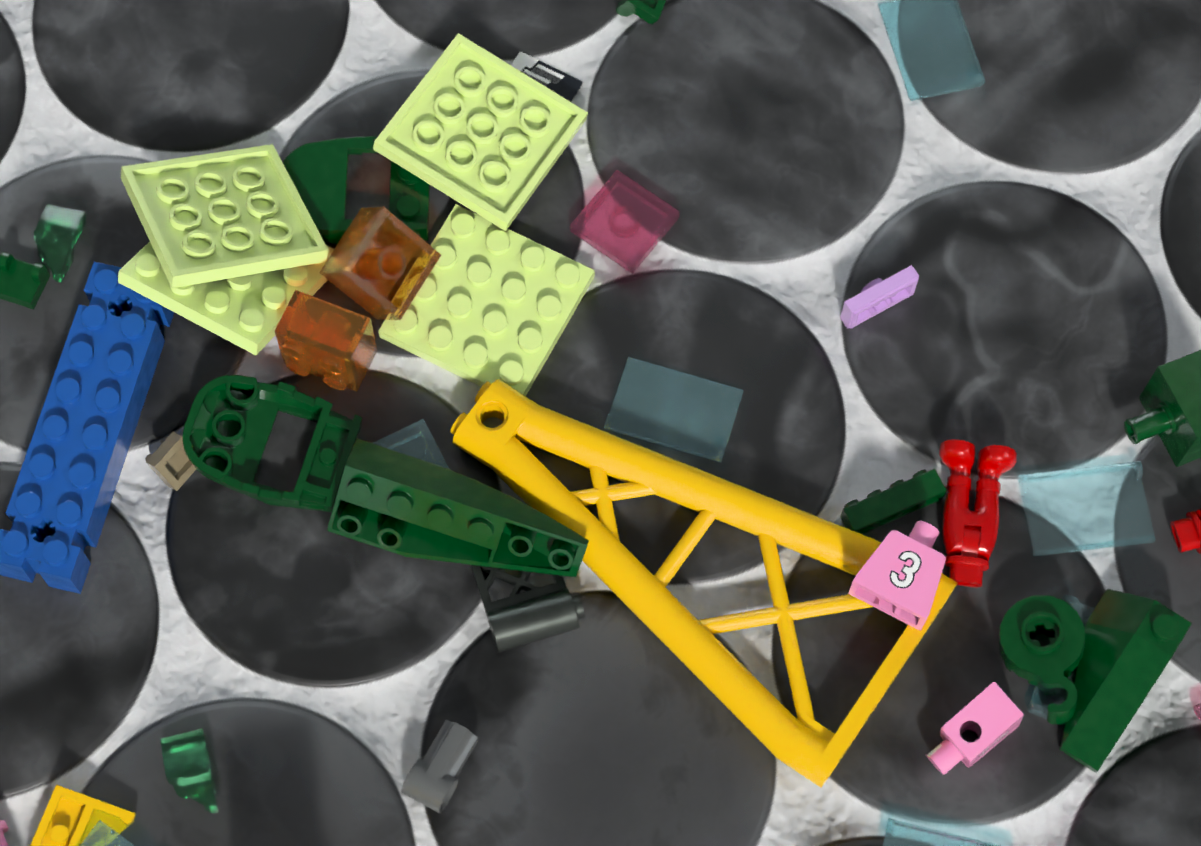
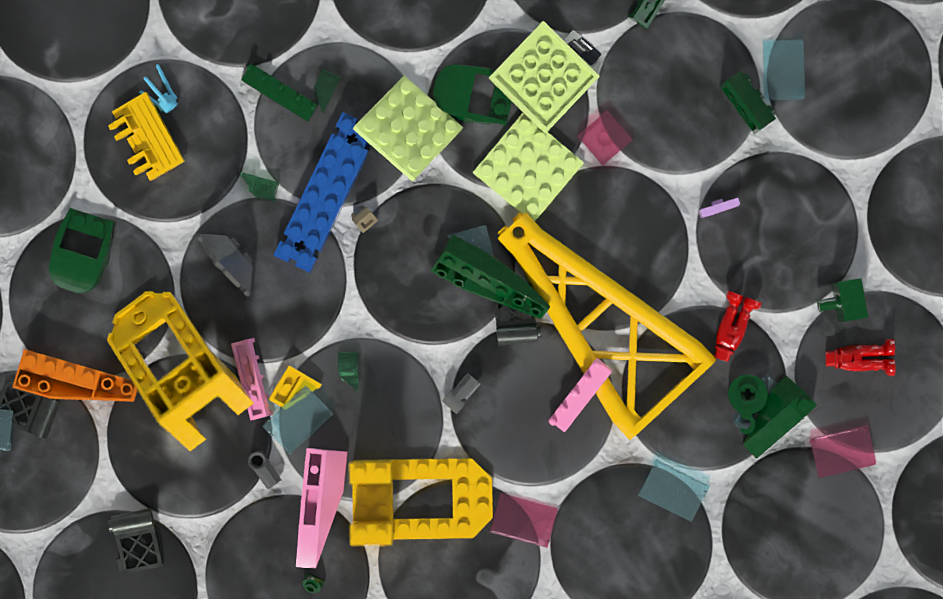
camera: 10 degrees right, 20 degrees up
(223, 215) = (409, 101): yellowish green plate -> none
(232, 427) = (394, 210): dark green slope -> none
(326, 341) = (446, 177): clear orange brick -> none
(380, 263) = (480, 142): clear orange brick -> none
(674, 409) = (606, 242): clear light blue piece -> none
(694, 712) = (580, 395): none -> bright pink hinge
(879, 102) = (748, 102): none -> dark green slope
(894, 502) = (695, 313): dark green piece -> none
(902, 575) = (690, 355): bright pink torso -> none
(989, 716) = (713, 426): bright pink torso -> none
(1086, 508) = (788, 333): clear light blue piece -> none

